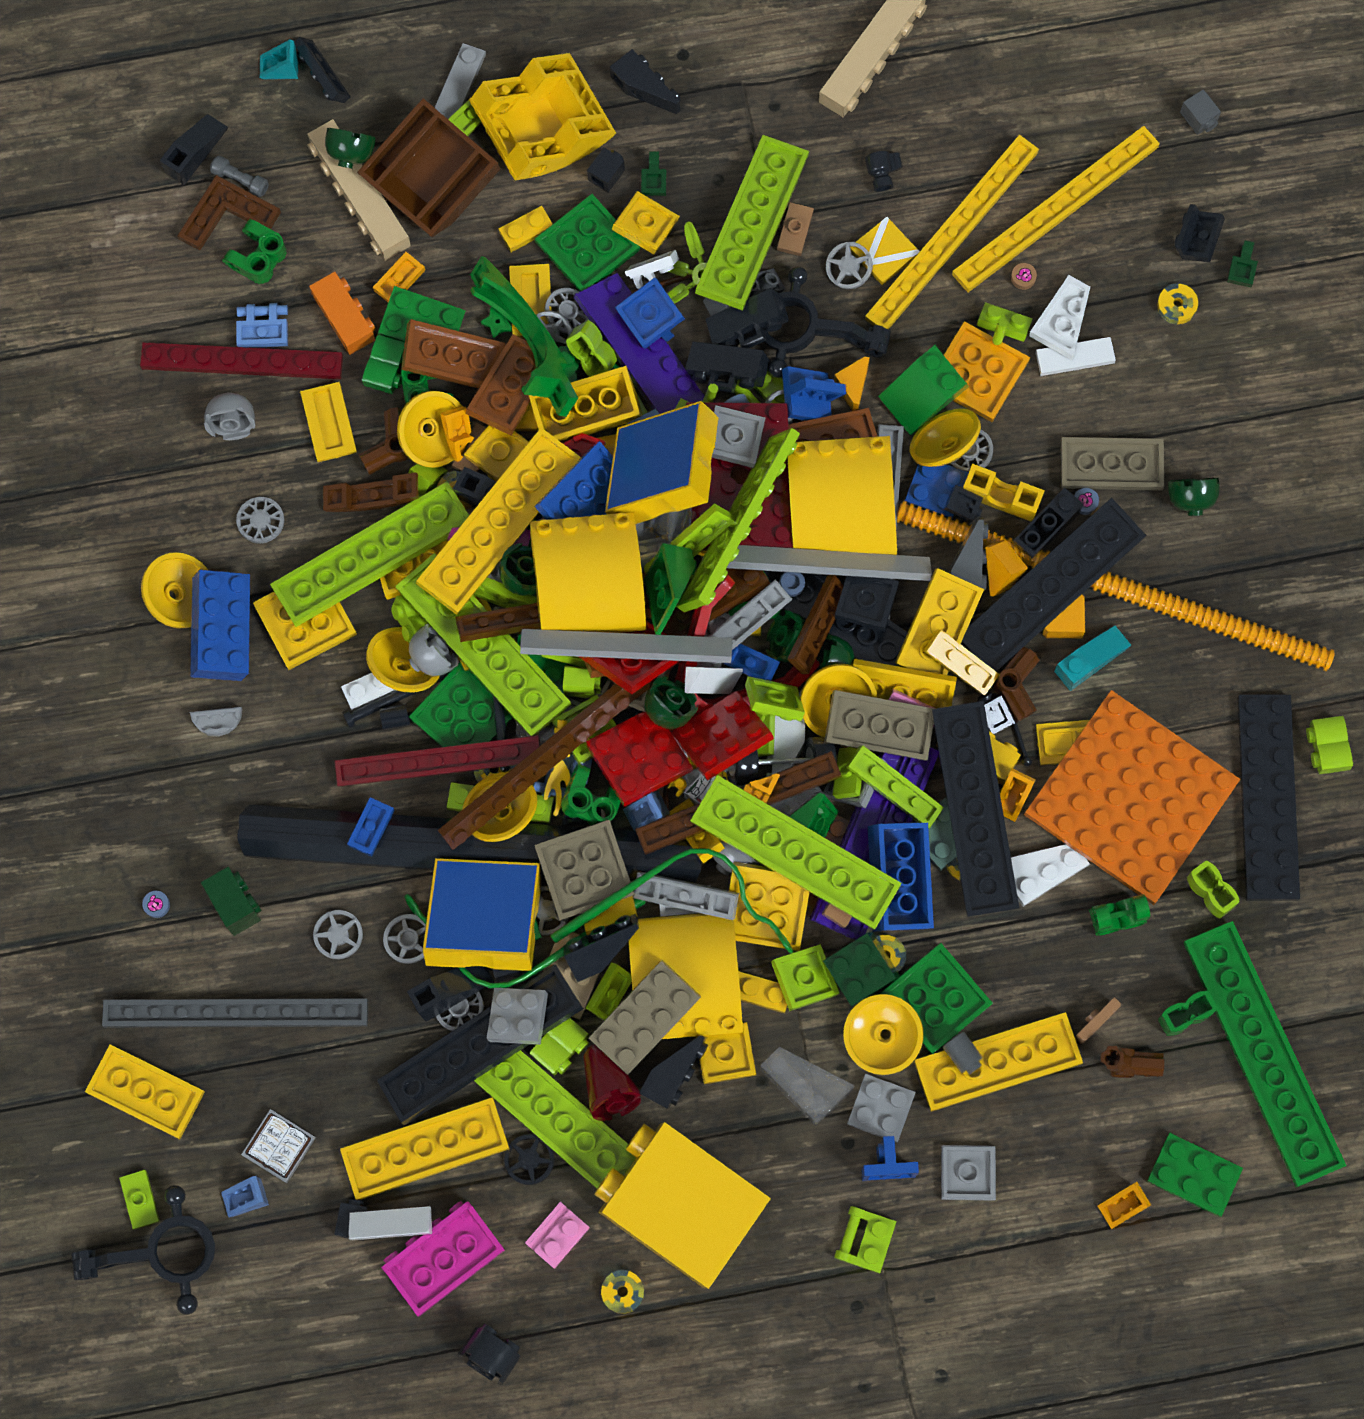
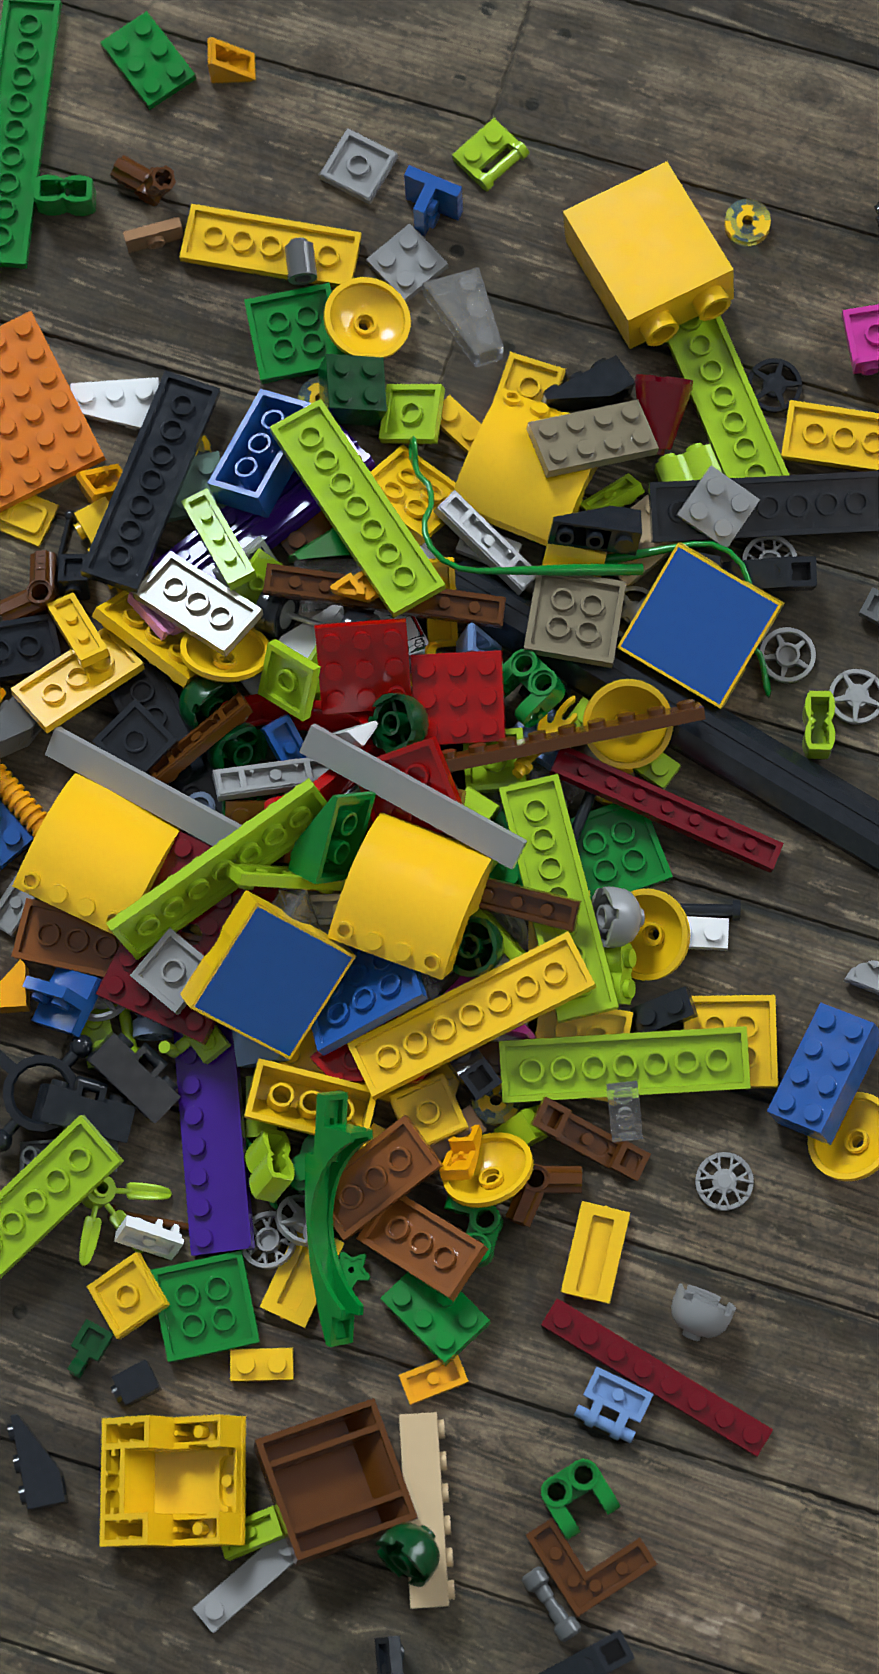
camera: 150 degrees left, 0 degrees up
(343, 312) = (515, 1369): orange brick -> none
(352, 885) = (817, 719): none -> lime brick
(354, 520) = (624, 1111): none -> clear plate
(364, 612) = (664, 1011): none -> black plate
(370, 826) = (771, 770): blue plate -> none
(384, 365) = (499, 1283): green brick -> none
(394, 716) = (687, 886): black piece -> none
(557, 1235) = (783, 303): bright pink plate -> none
(650, 313) = (183, 1177): blue bracket -> none
(1120, 915) = (66, 317): green piece -> none

